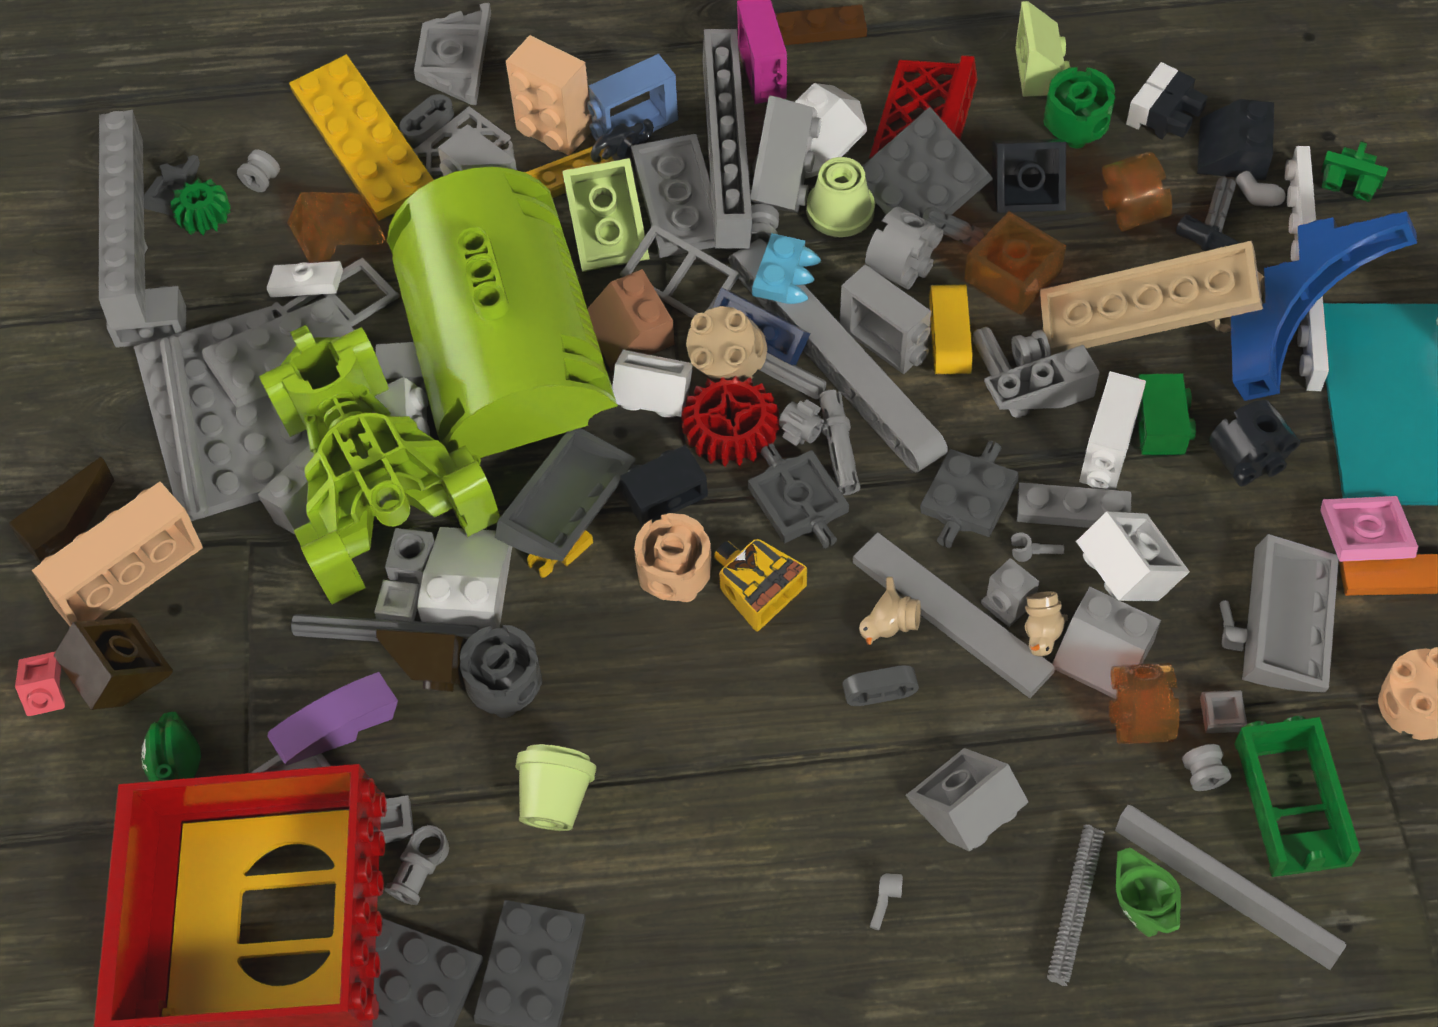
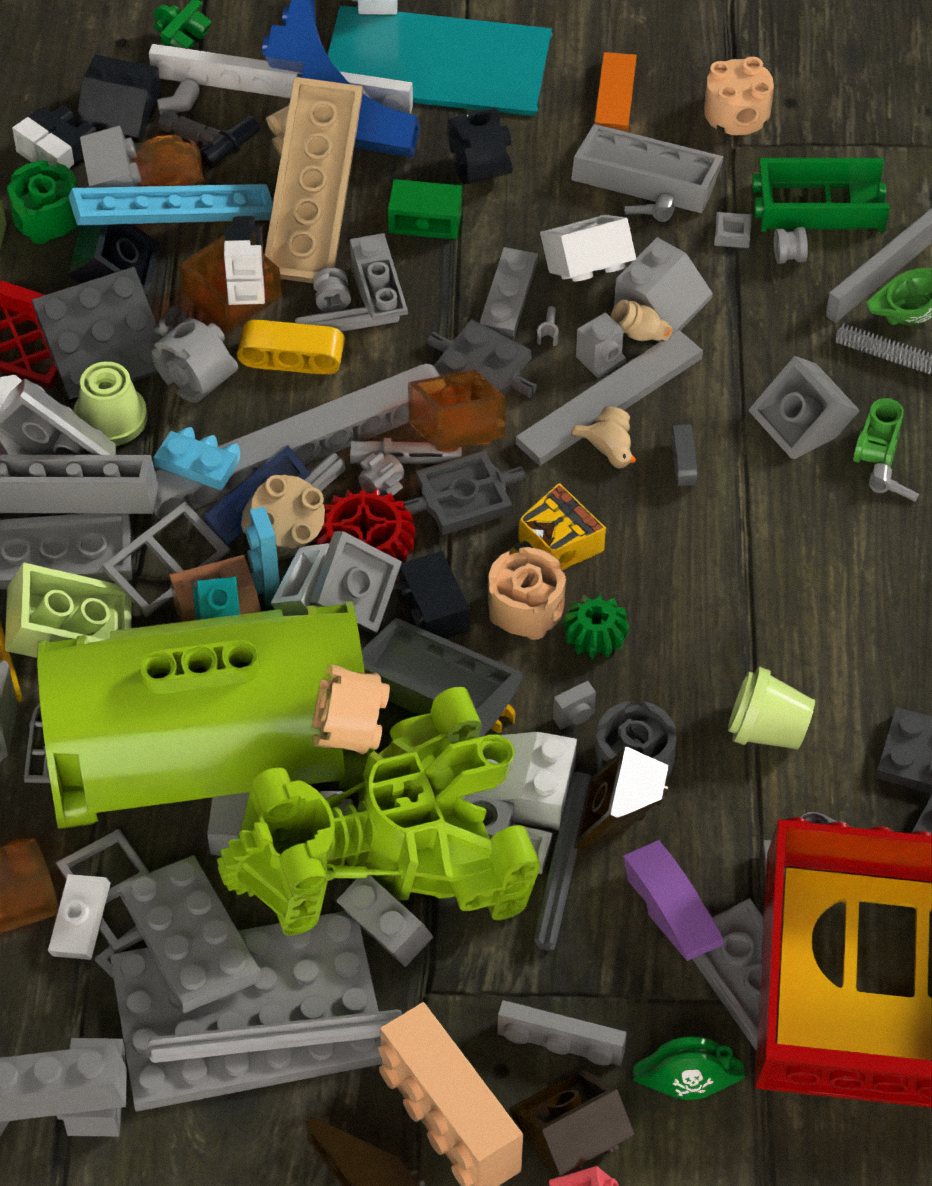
camera: 85 degrees left, 5 degrees down
(196, 645) = (561, 1033): none -> light grey plate
(443, 388) = (349, 710): none -> light nougat brick
(551, 618) = (574, 705): none -> light grey plate
(606, 299) = (215, 598): none -> teal brick
(648, 639) = (596, 626): none -> green gear
(651, 409) = (357, 574): none -> light grey plate
(664, 325) = (263, 554): none -> medium azure plate
(880, 465) = (457, 410): none -> clear orange brick
(885, 319) = (250, 382): light grey window -> none
(940, 878) = (881, 433): none -> bright green piece
(1001, 245) = (244, 262): none -> white hips
(1084, 187) = (169, 204): none -> medium azure plate
(1112, 136) = (109, 159): none -> light grey slope
(1112, 431) = (453, 219): white window -> none
(1144, 703) = (734, 265): clear orange brick -> none
(1368, 528) = (574, 96): bright pink plate -> none

